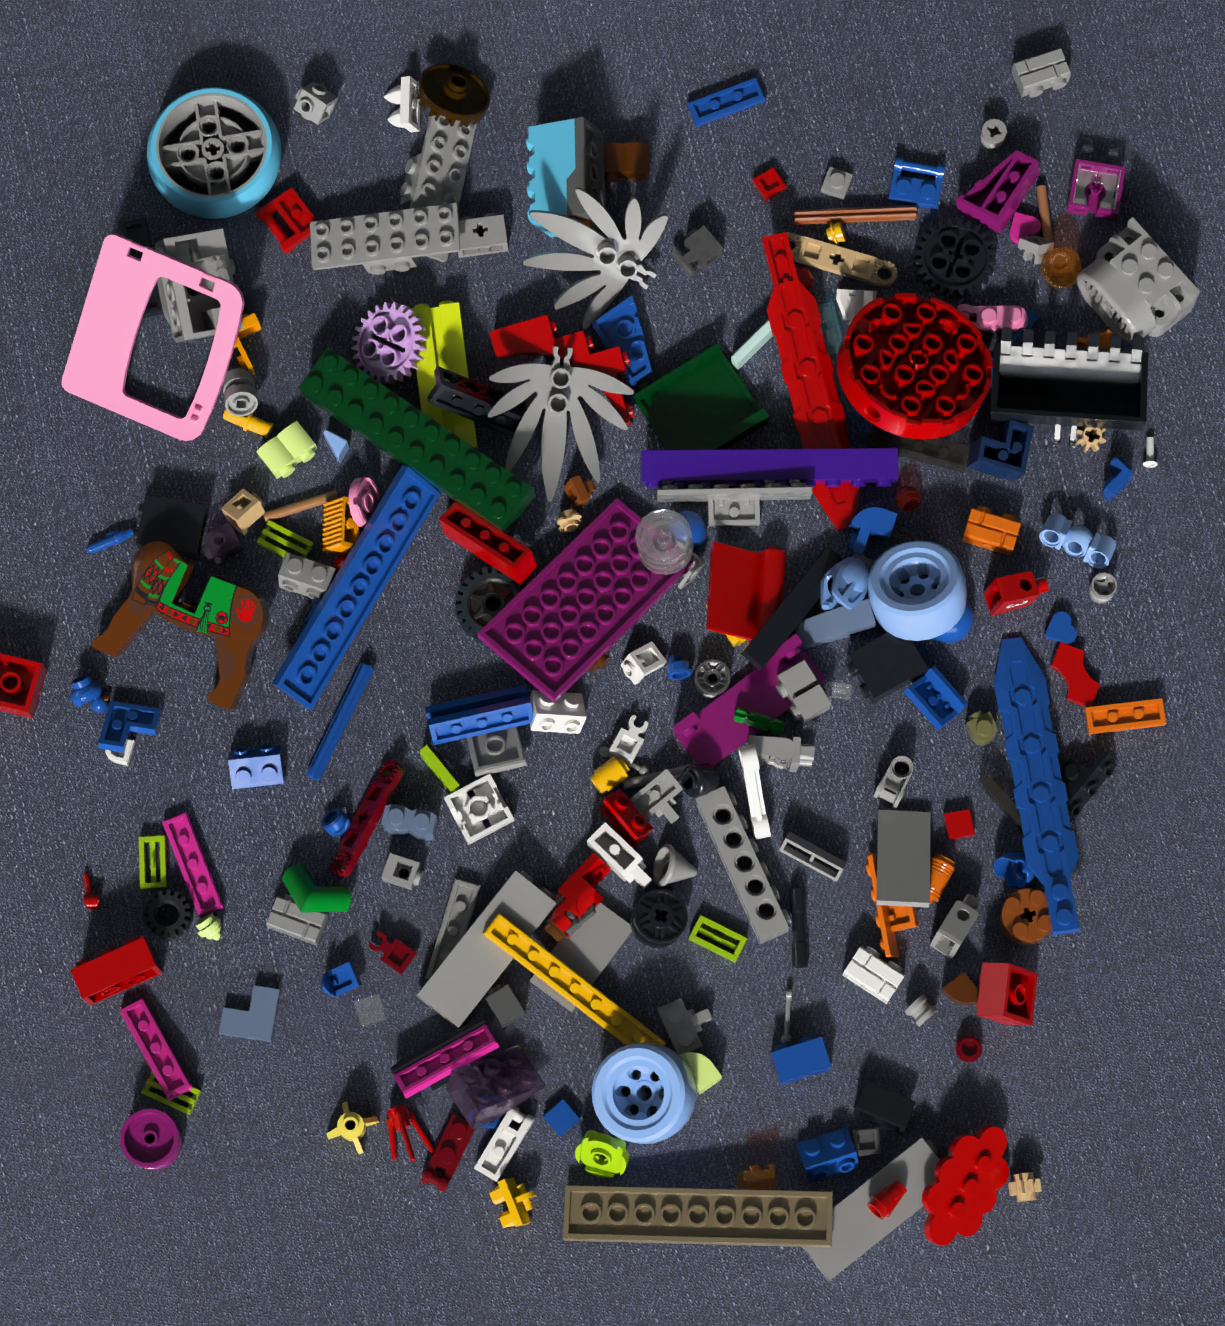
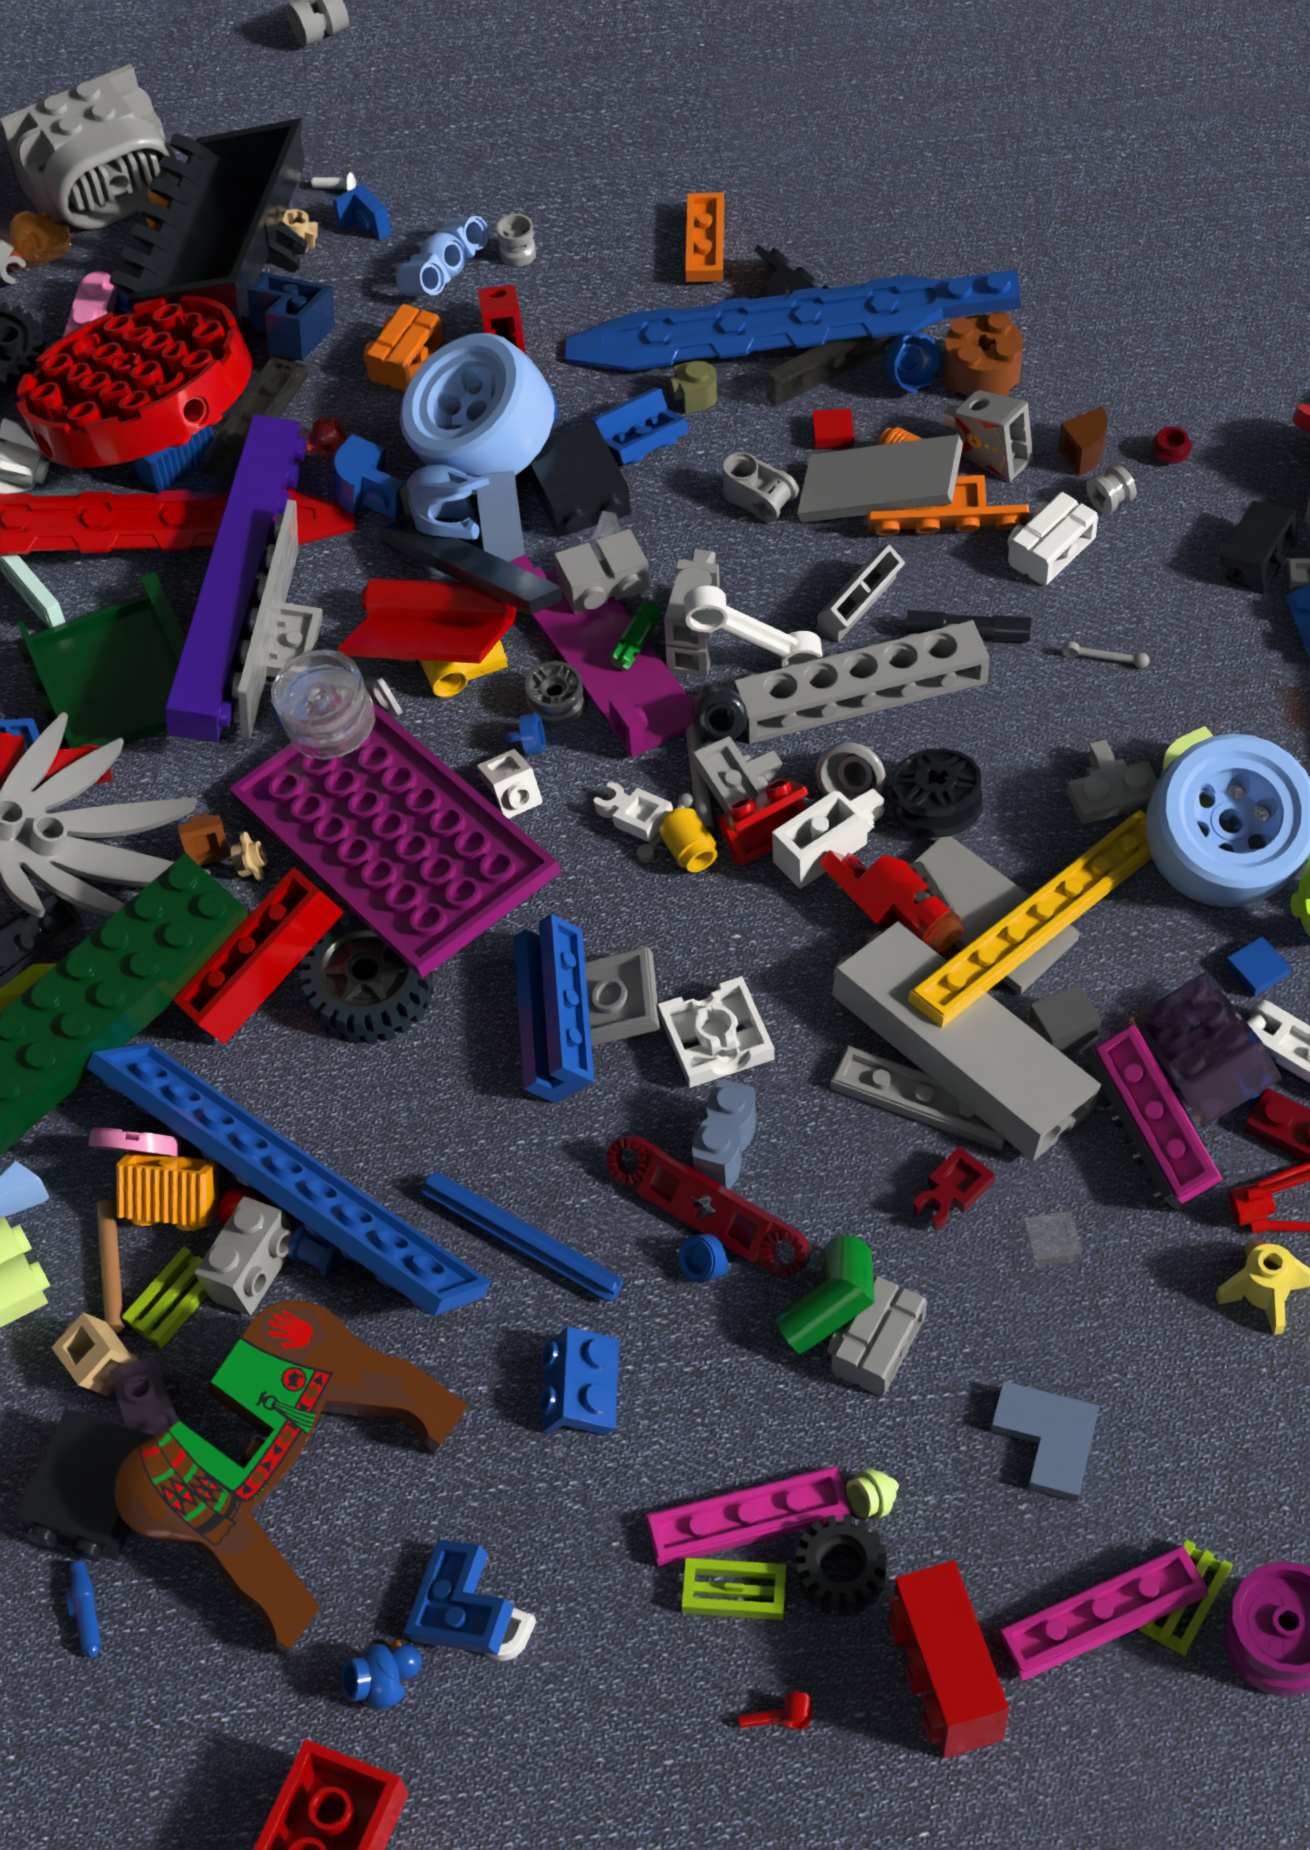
camera: 80 degrees left, 20 degrees down
(340, 980) = (995, 1275): blue plate -> none
(395, 865) = (797, 1164): light grey brick -> none
(439, 769) = (638, 1082): lime tile -> none
(563, 716) = (573, 896): white bracket -> none
(697, 929) = (965, 716): lime tile -> none
(800, 1059) = (1179, 637): blue brick -> none
(1007, 994) = (1099, 377): red brick -> none
(1061, 629) = (565, 294): blue tile -> none
(1080, 686) = (618, 290): red tile -> none

